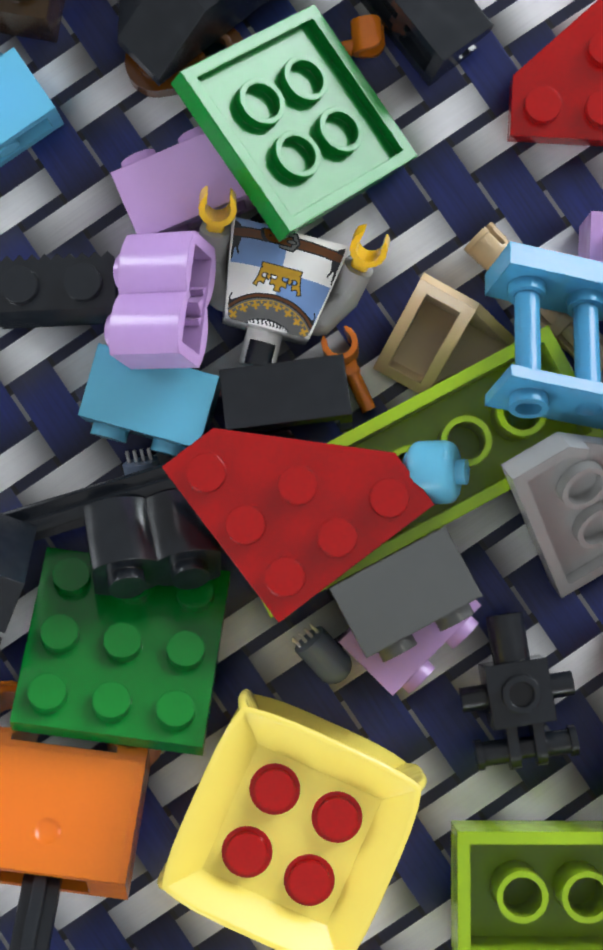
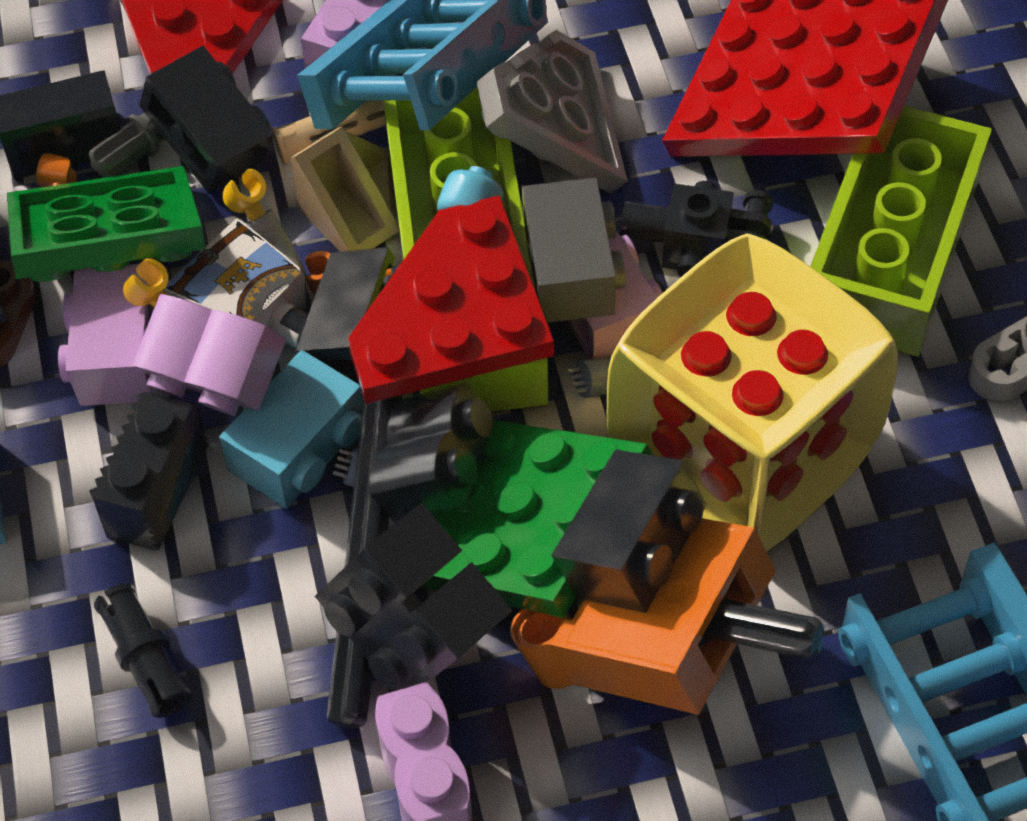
camera: 70 degrees left, 30 degrees down
(89, 772) = (630, 530): none -> black brick
(439, 96) = (126, 146): none -> dark grey axle
(466, 159) = (206, 118): none -> black brick

